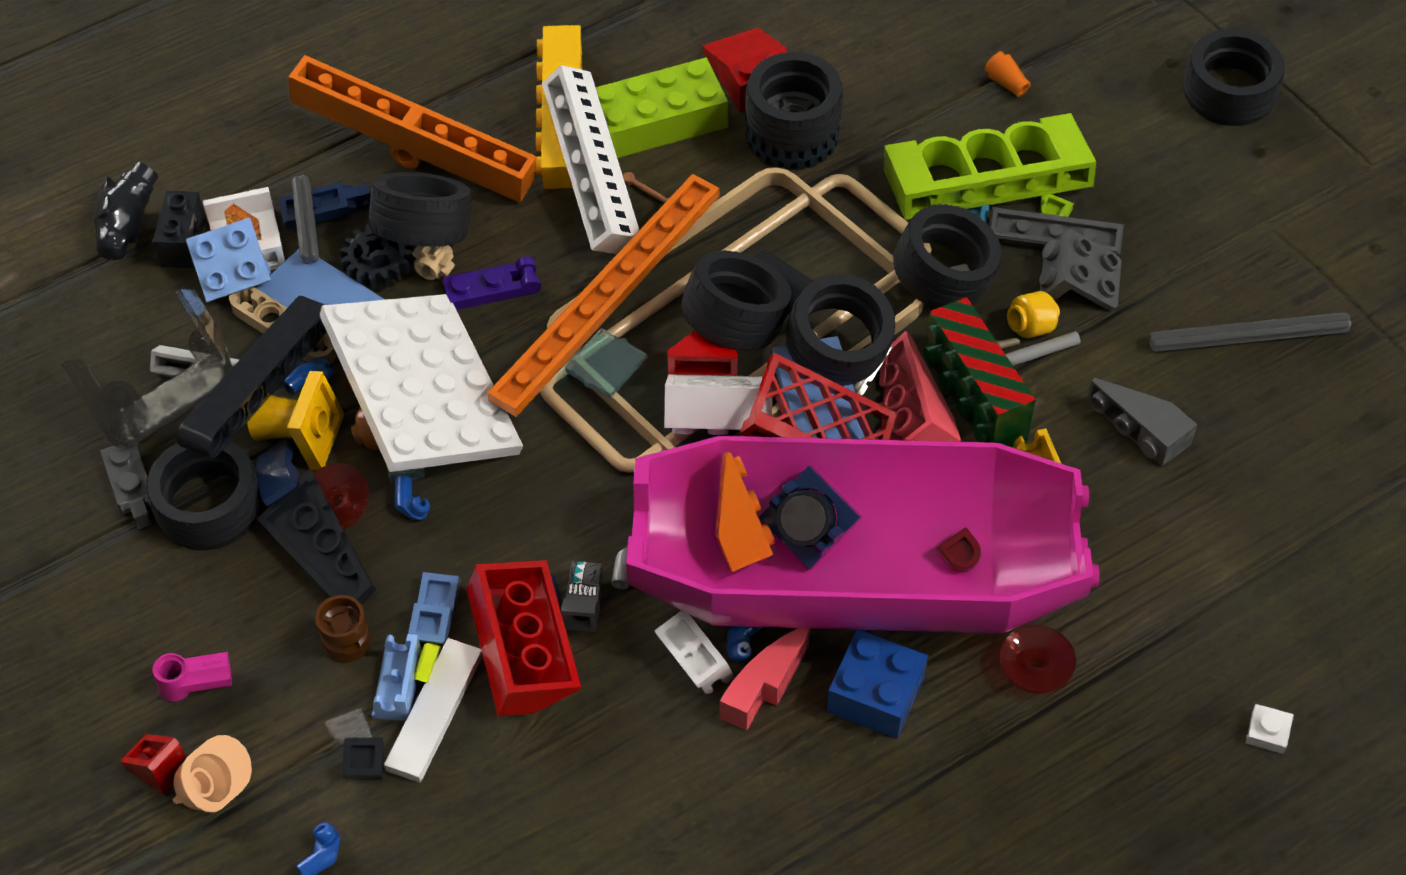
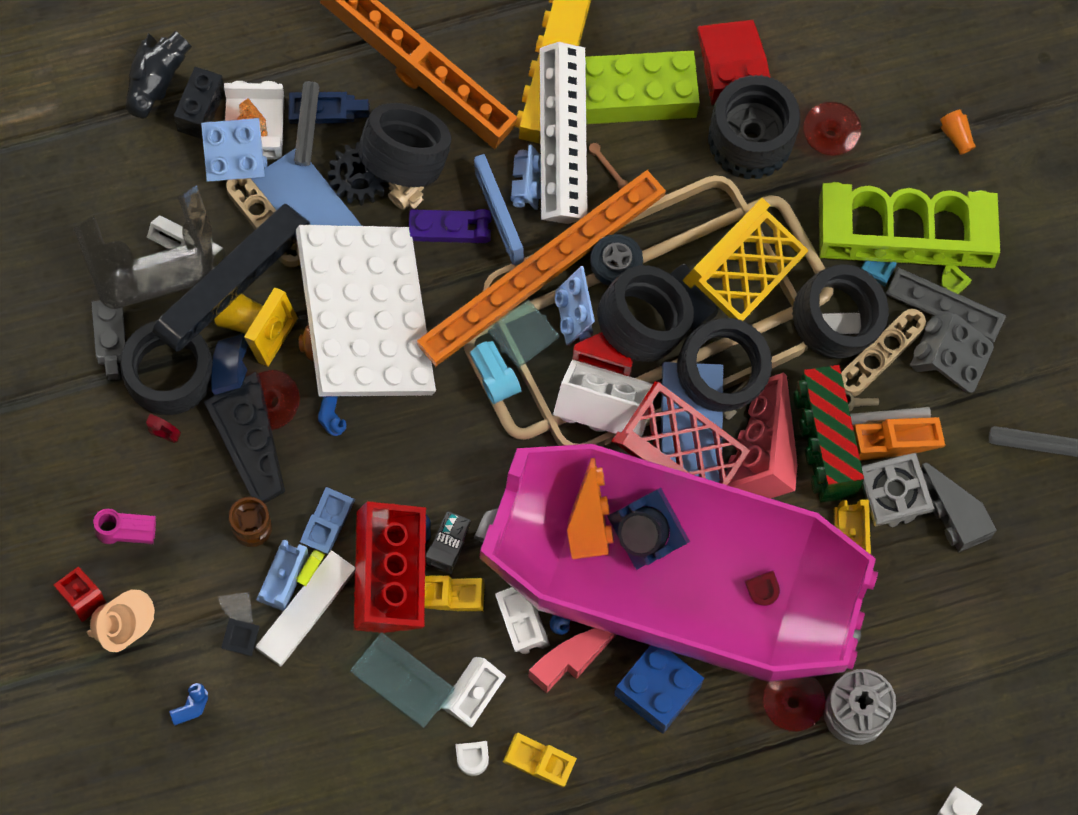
camera: 10 degrees right, 15 degrees up
(213, 559) = (162, 428): none -> dark red tile
(299, 375) = (278, 270): blue arm -> none
(541, 250) = (498, 210): none -> medium blue tile
(563, 208) = (526, 165): none -> light blue hinge
(571, 757) = (402, 680): none -> clear light blue piece
(590, 412) = (497, 378): none -> medium azure piece
(606, 650) = (454, 594): none -> yellow slope
(656, 315) = (575, 307): none -> light blue hinge
(660, 748) = (473, 691): none -> white slope
(675, 257) = (618, 249): none -> black wheel
(680, 822) = (472, 757): none -> white tile
(761, 805) = (539, 760): none -> yellow slope
(809, 220) = (734, 241): none -> yellow fence
(875, 100) = (832, 117): none -> clear red dish
(1000, 291) = (881, 352): none -> tan beam
(1033, 314) = (897, 383): yellow head -> none
(1058, 365) = (898, 437): none -> orange slope
(1074, 415) = (895, 491): none -> light grey piece
(1116, 643) = (844, 714): none -> light grey wheel

